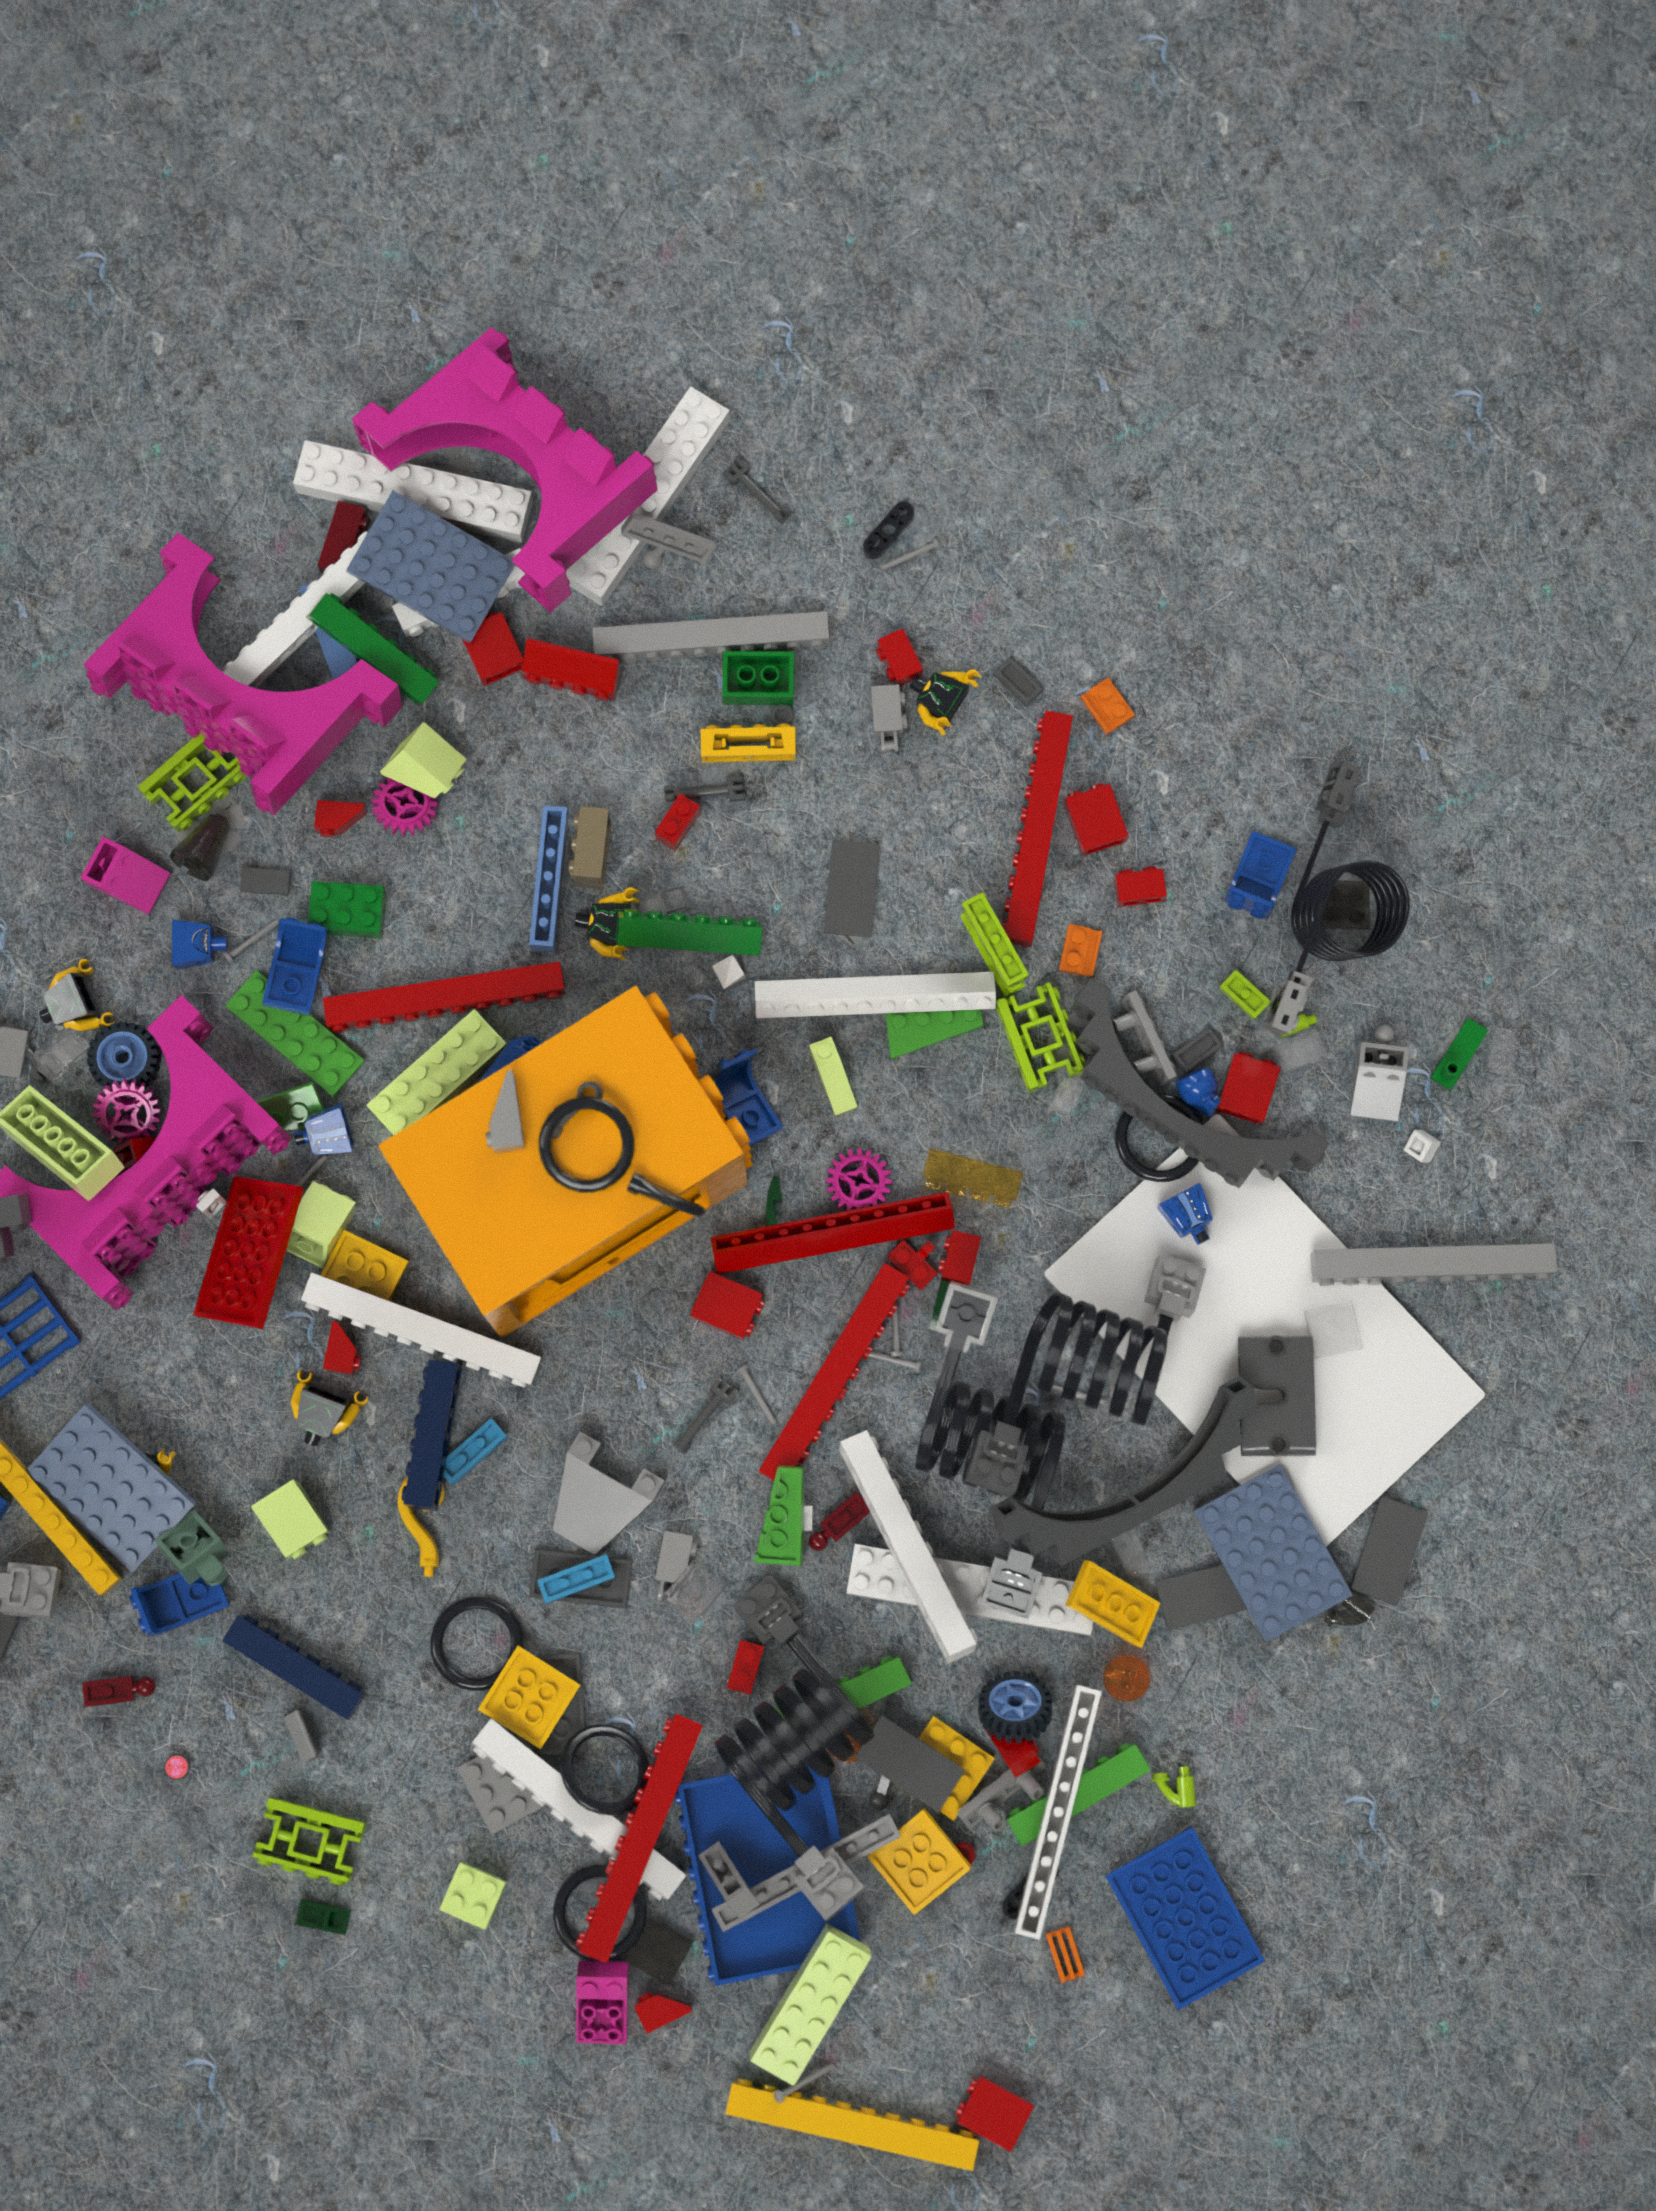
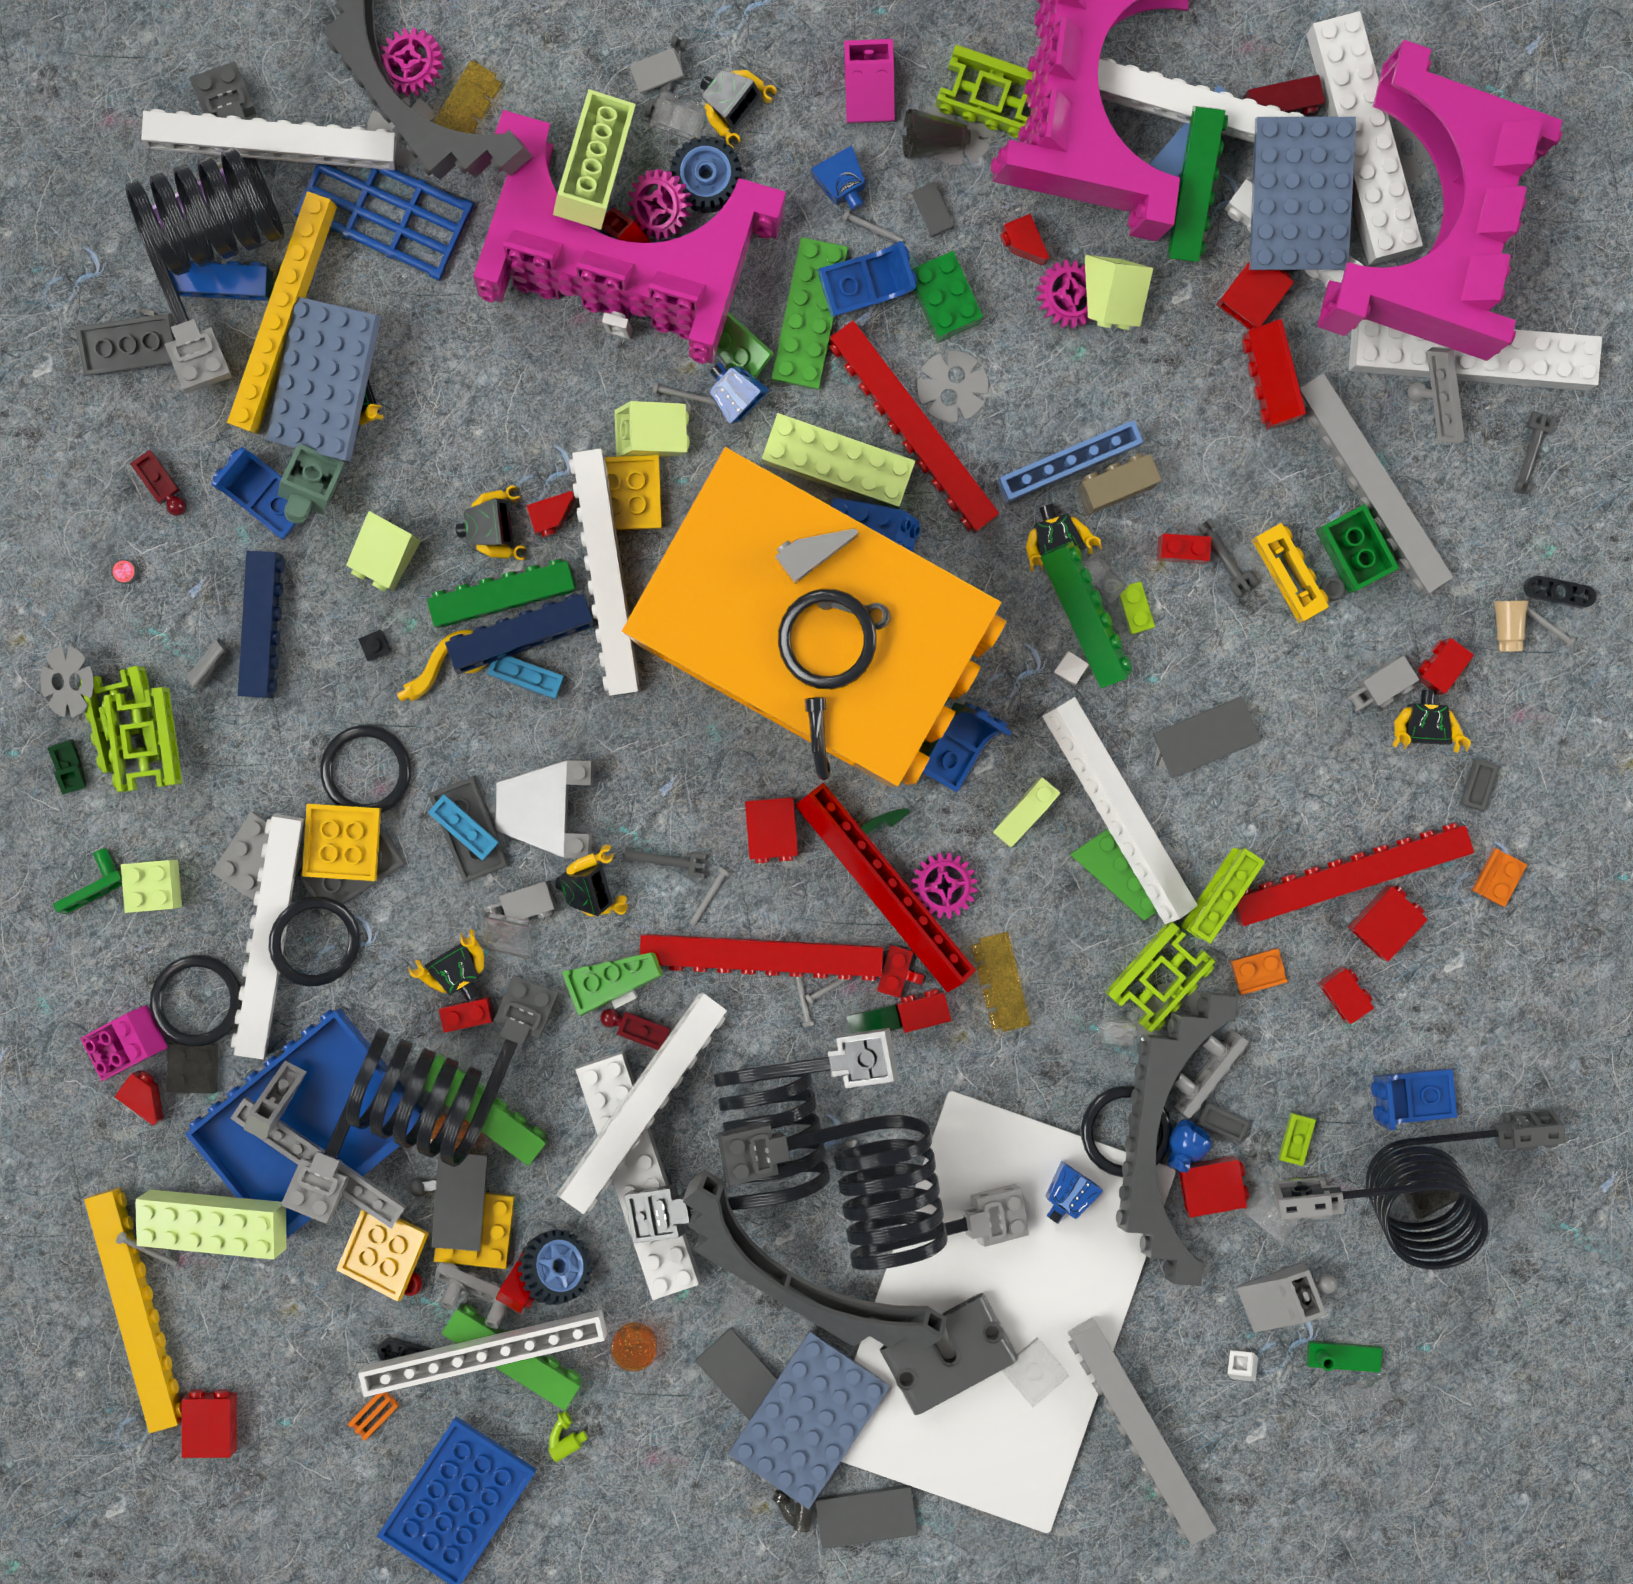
camera: 65 degrees right, 10 degrees up
(248, 1252) = (590, 383): red plate -> none
(259, 1878) = (66, 668): none -> light grey piece
(345, 1808) = (162, 739): none -> lime fence
(370, 1574) = (374, 645): none -> black plate
(388, 1433) = (501, 594): none -> green brick
(420, 963) = (973, 383): none -> light grey piece
(449, 1952) = (111, 880): none -> green piece
(639, 1839) = (268, 1005): red brick -> none
(689, 1495) = (587, 886): none -> black torso
(698, 1656) = (454, 968): none -> torso
(707, 889) = (1136, 608): none -> lime plate
(893, 584) = (1510, 624): none -> tan plant
(1112, 1603) = (689, 1305): yellow plate -> none

